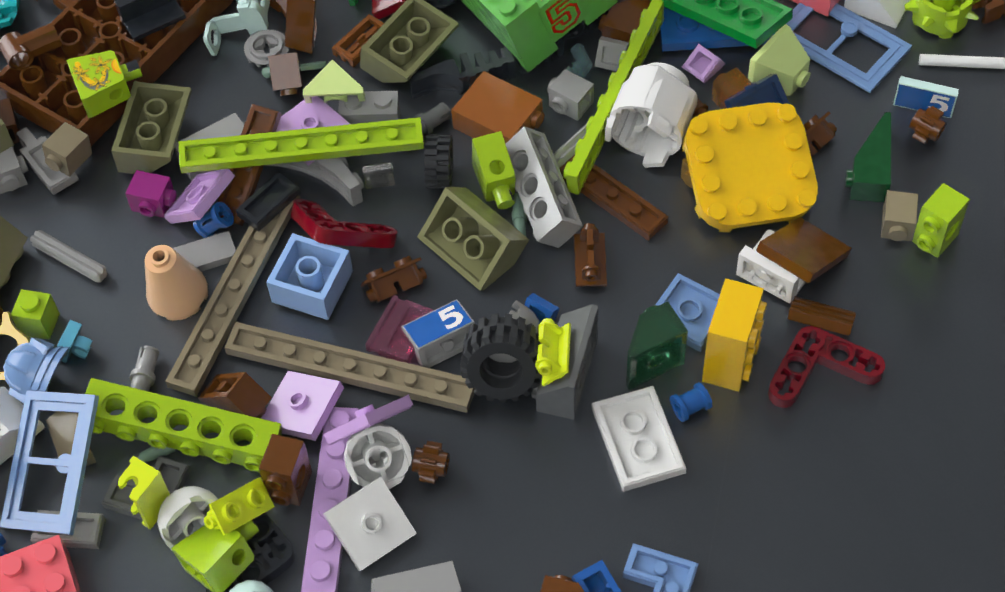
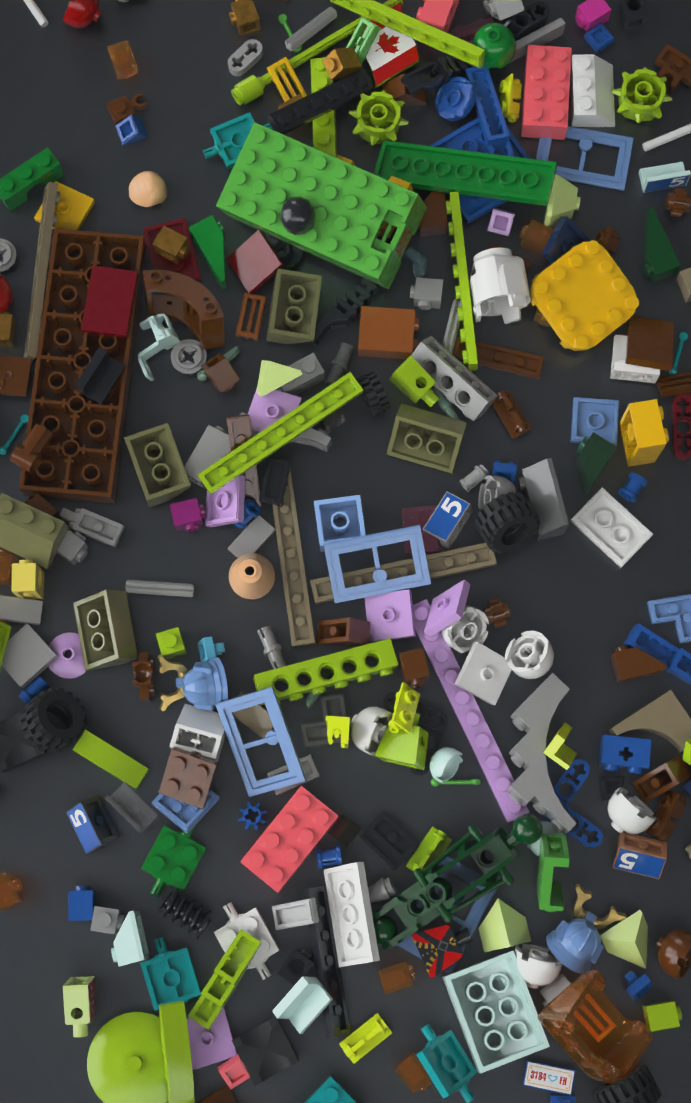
camera: 30 degrees left, 20 degrees up
(67, 149) = (110, 513): dark tan brick -> none
(102, 80) = (106, 451): lime torso -> none
(314, 348) = (380, 585): none -> medium blue door
(326, 230) = (337, 485): dark red beam -> none
(382, 282) = (398, 486): reddish brown hinge -> none
(437, 530) = (530, 655): none -> white cylinder
(500, 304) = (474, 477): none -> light grey pin
(554, 351) = (541, 503): neon yellow hinge -> none
(609, 53) = (437, 245): light grey tile -> none
(855, 271) = (682, 337): none -> teal hinge

